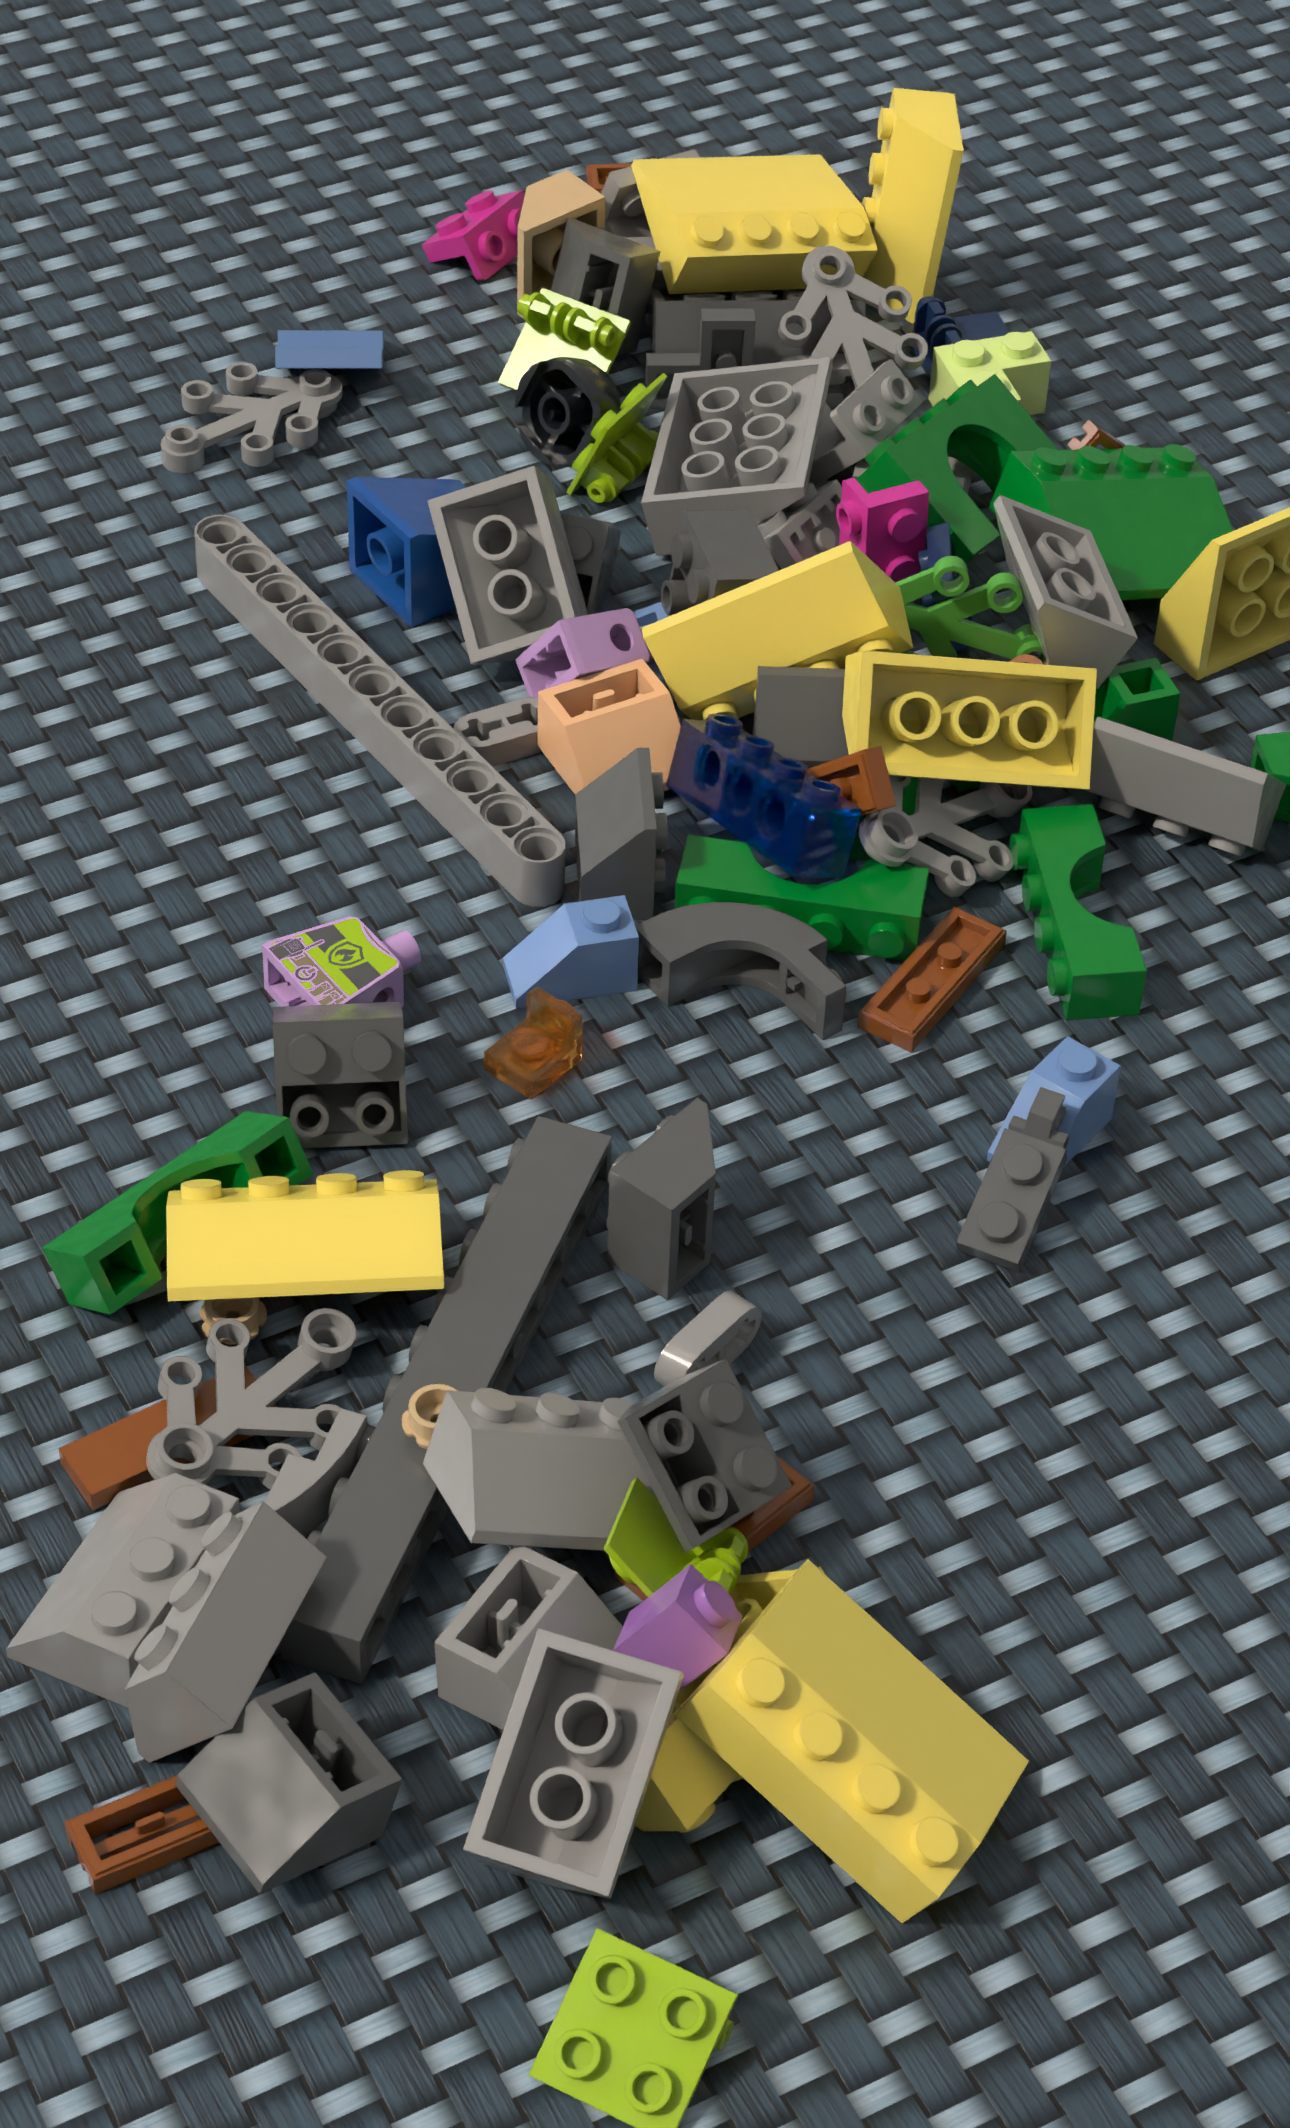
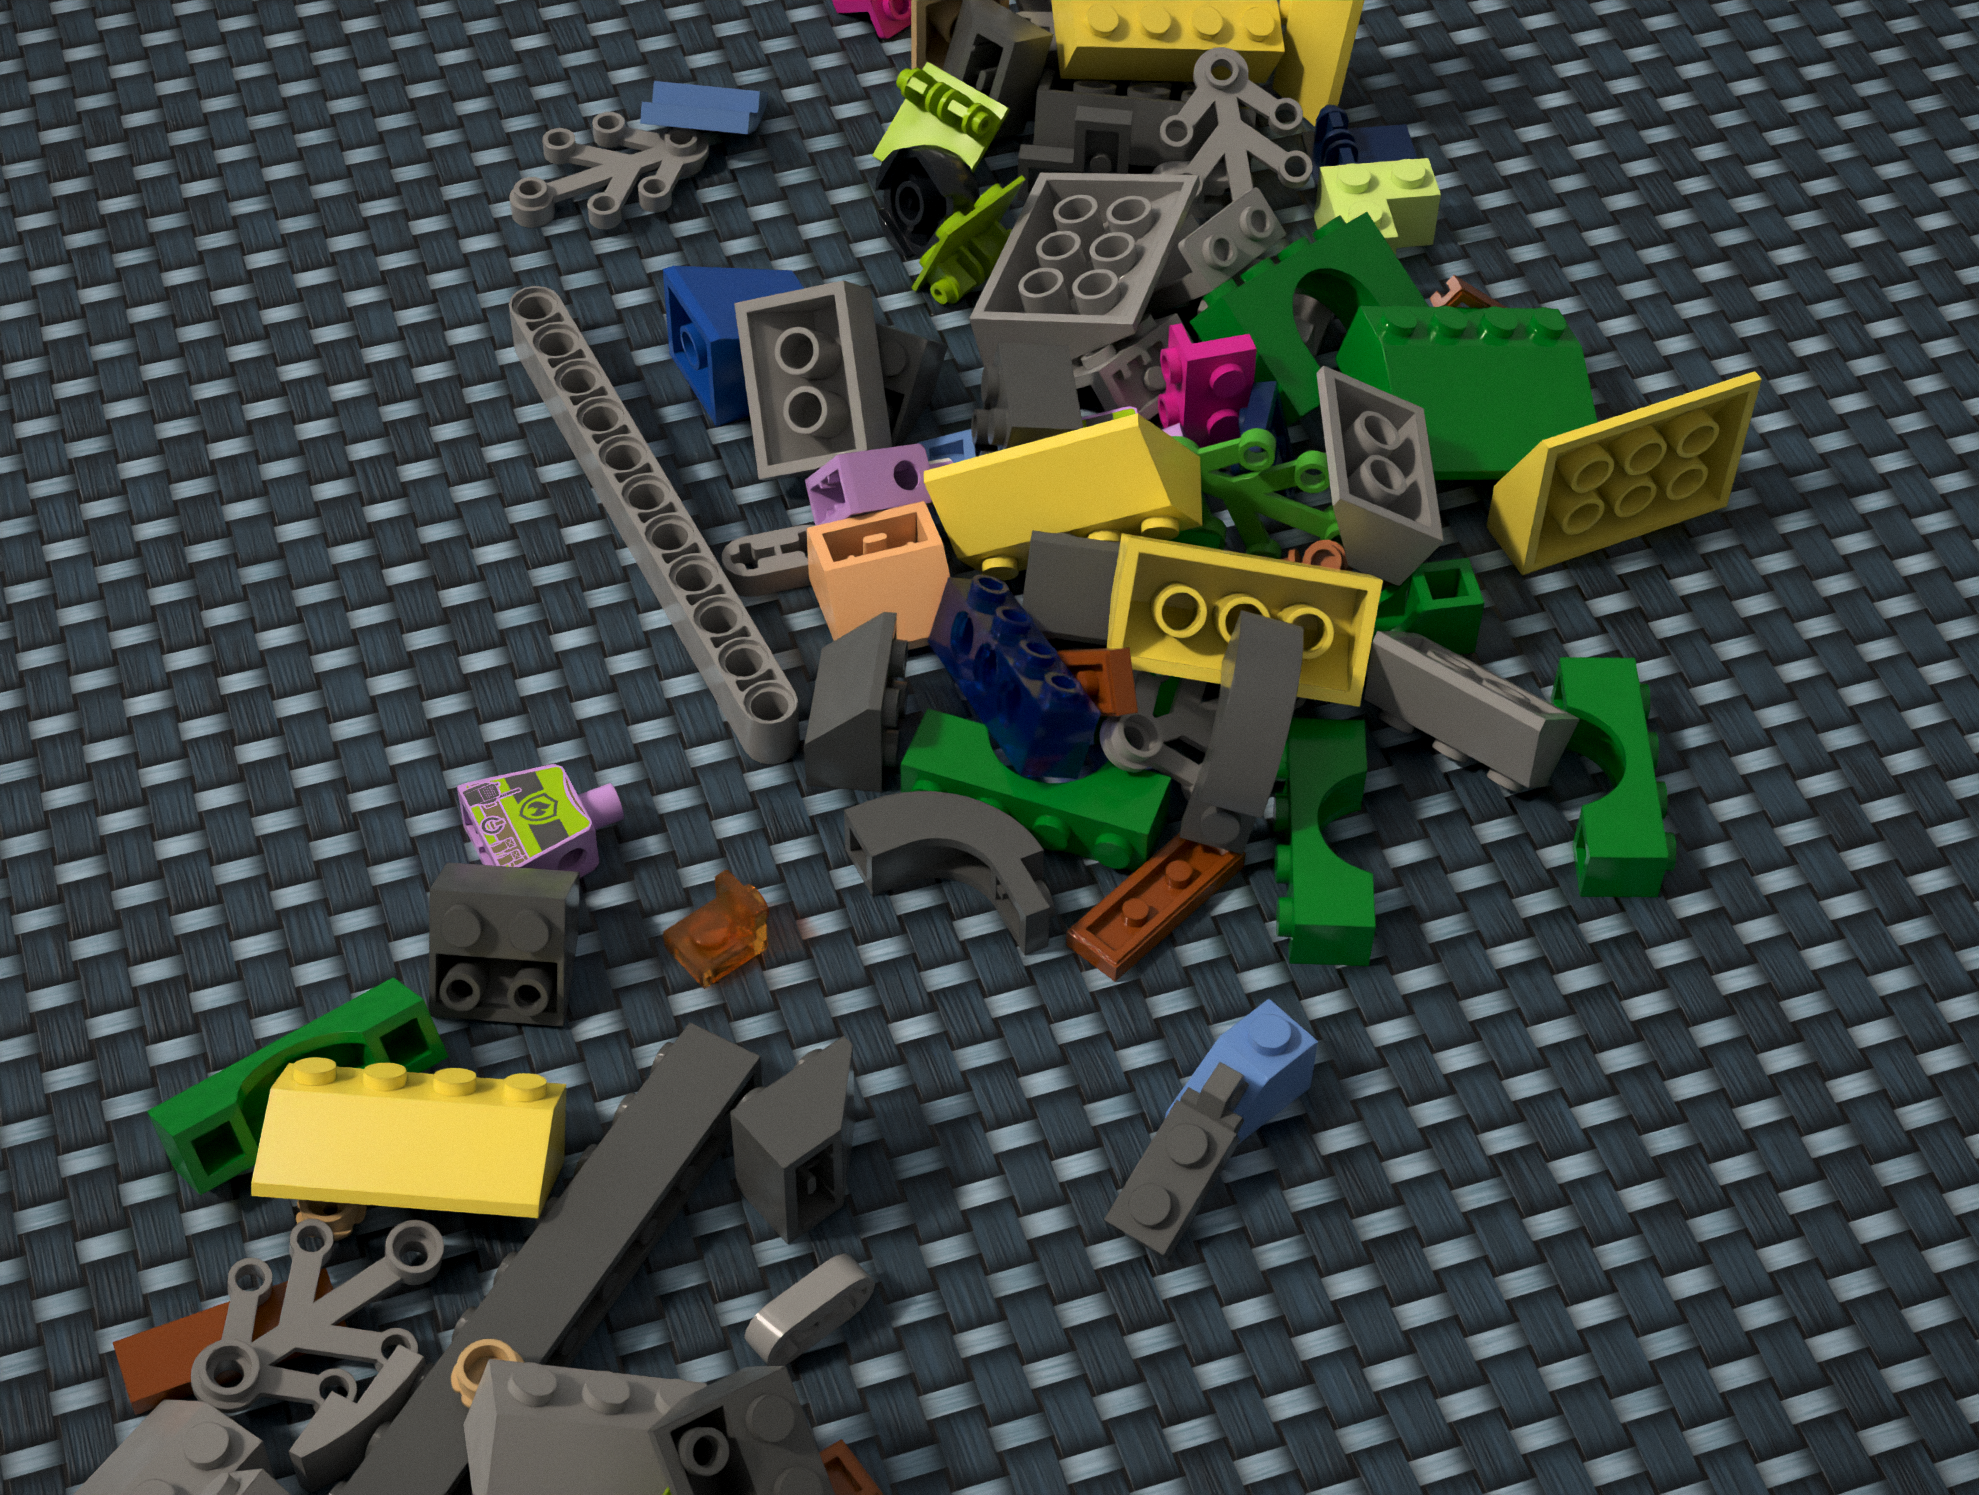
camera: 10 degrees right, 5 degrees up
(577, 953) = (783, 830): medium blue slope -> none
(1002, 818) = (1248, 732): none -> dark grey arch

